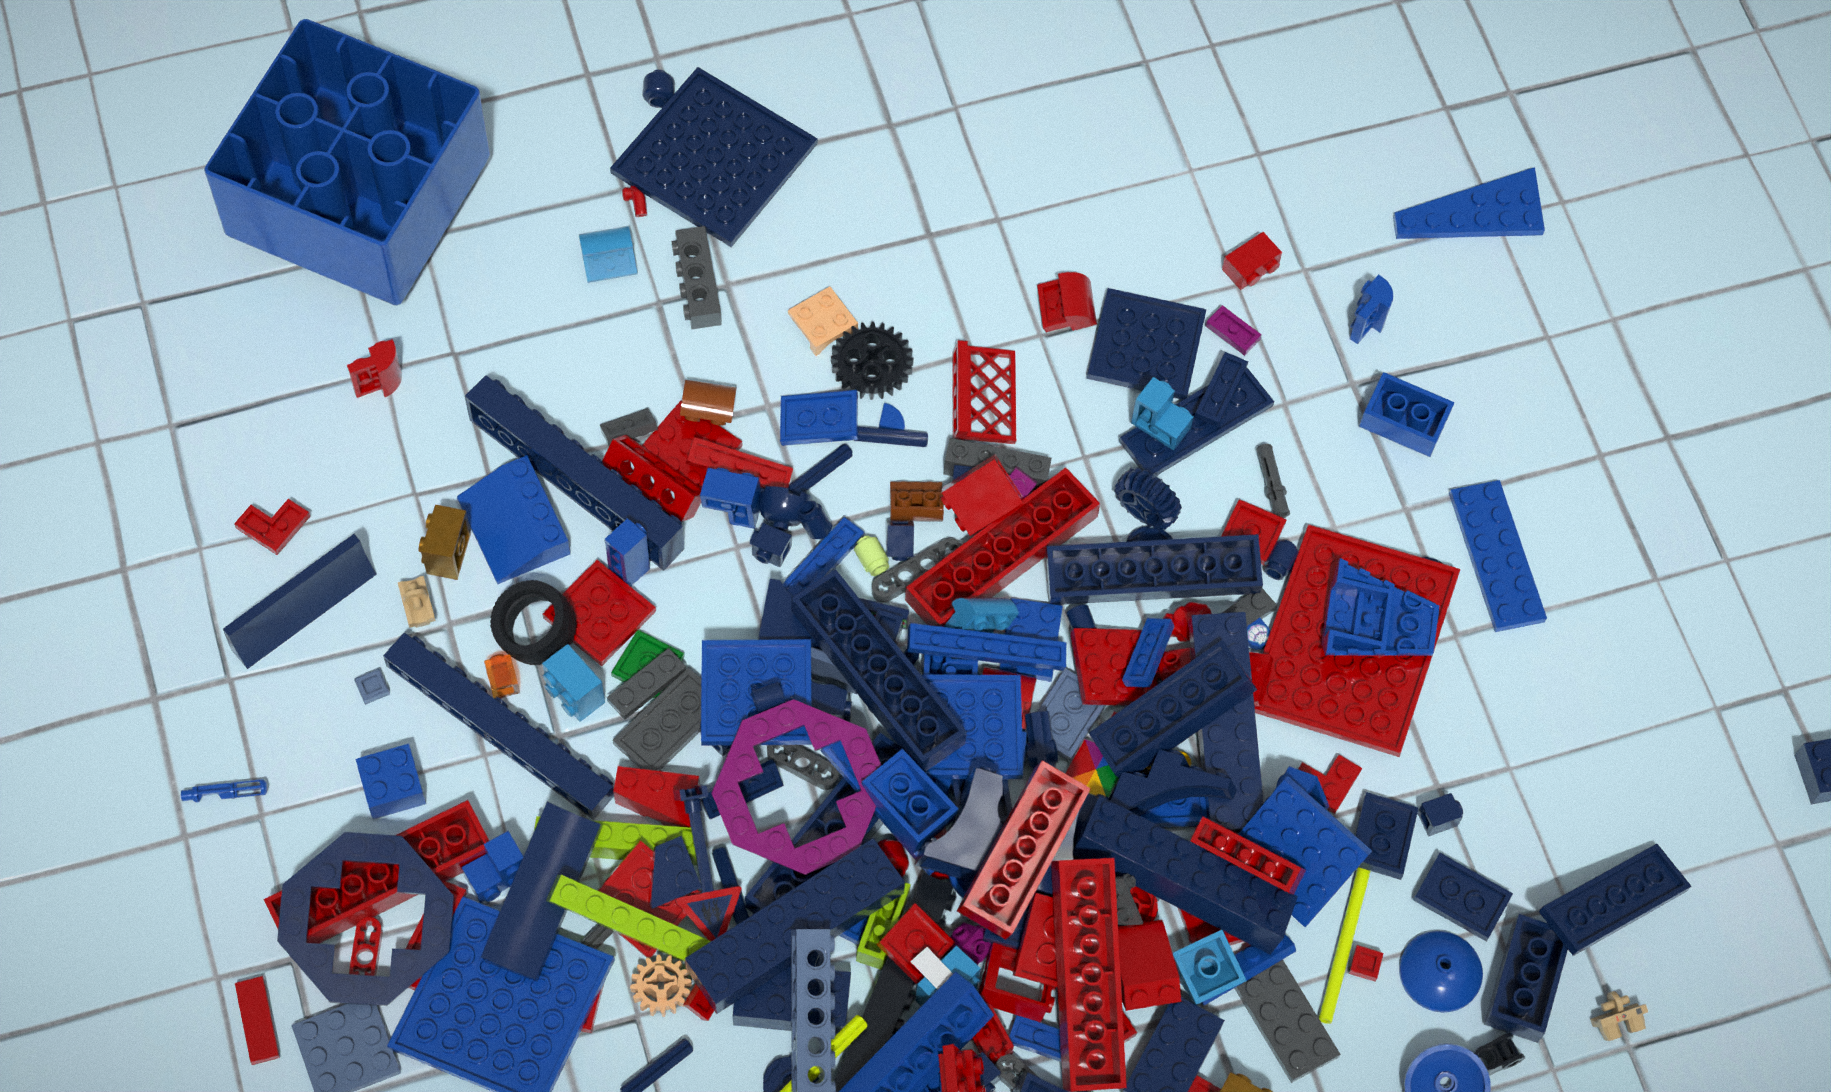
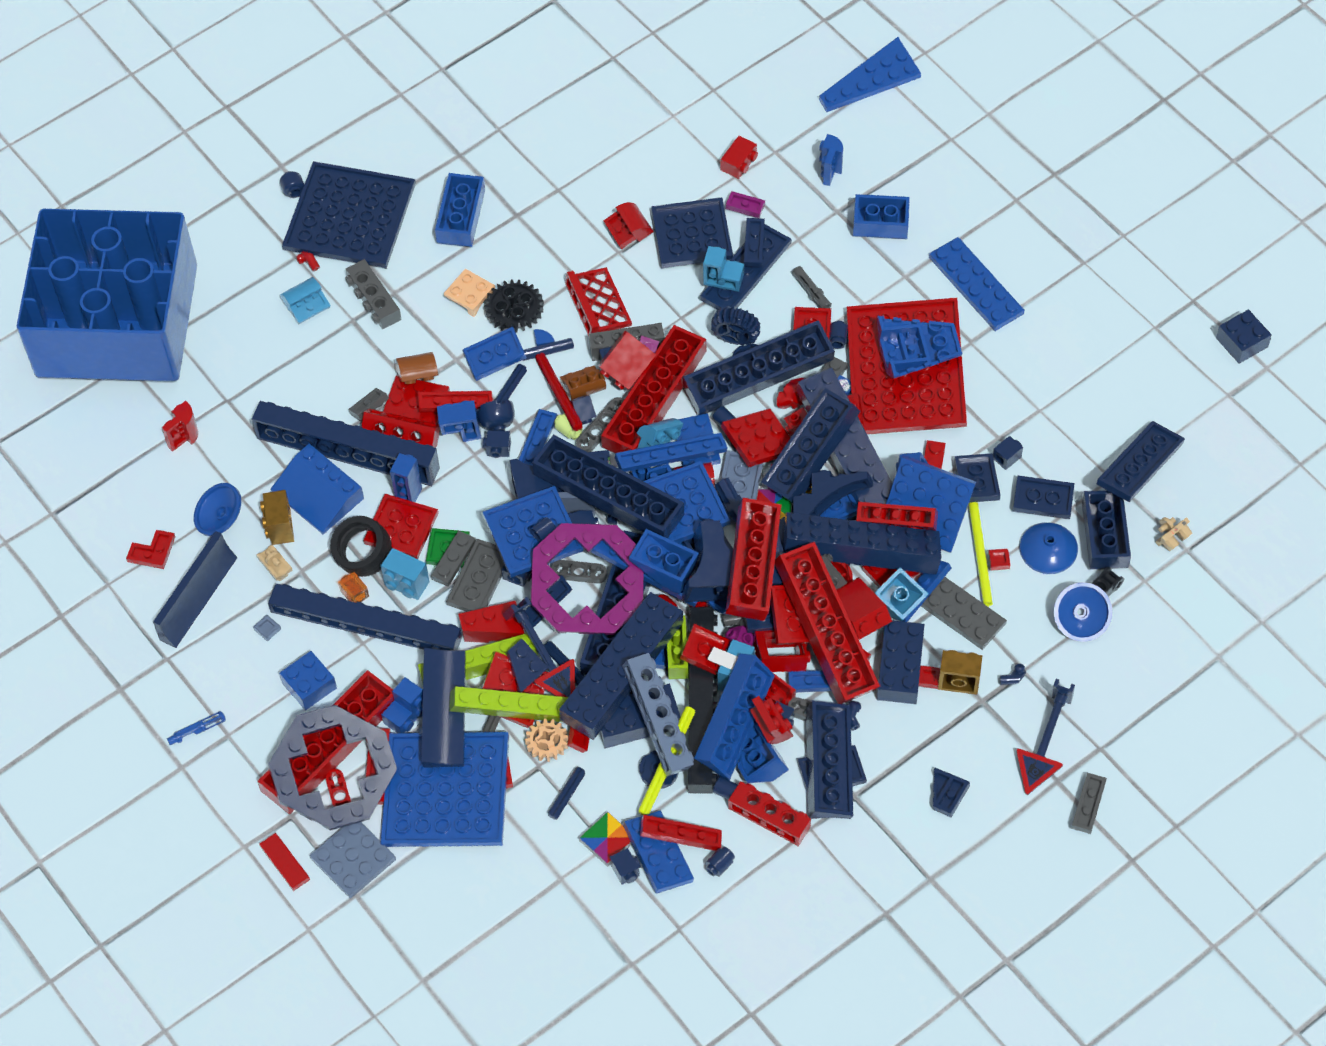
camera: 15 degrees left, 5 degrees down
(374, 501) = (217, 509): none -> blue dish
(814, 520) = (521, 416): dark blue brick -> none
(856, 202) = (460, 209): none -> blue brick
(879, 514) = (559, 392): none -> red axle
(1148, 652) = (777, 419): blue plate -> none

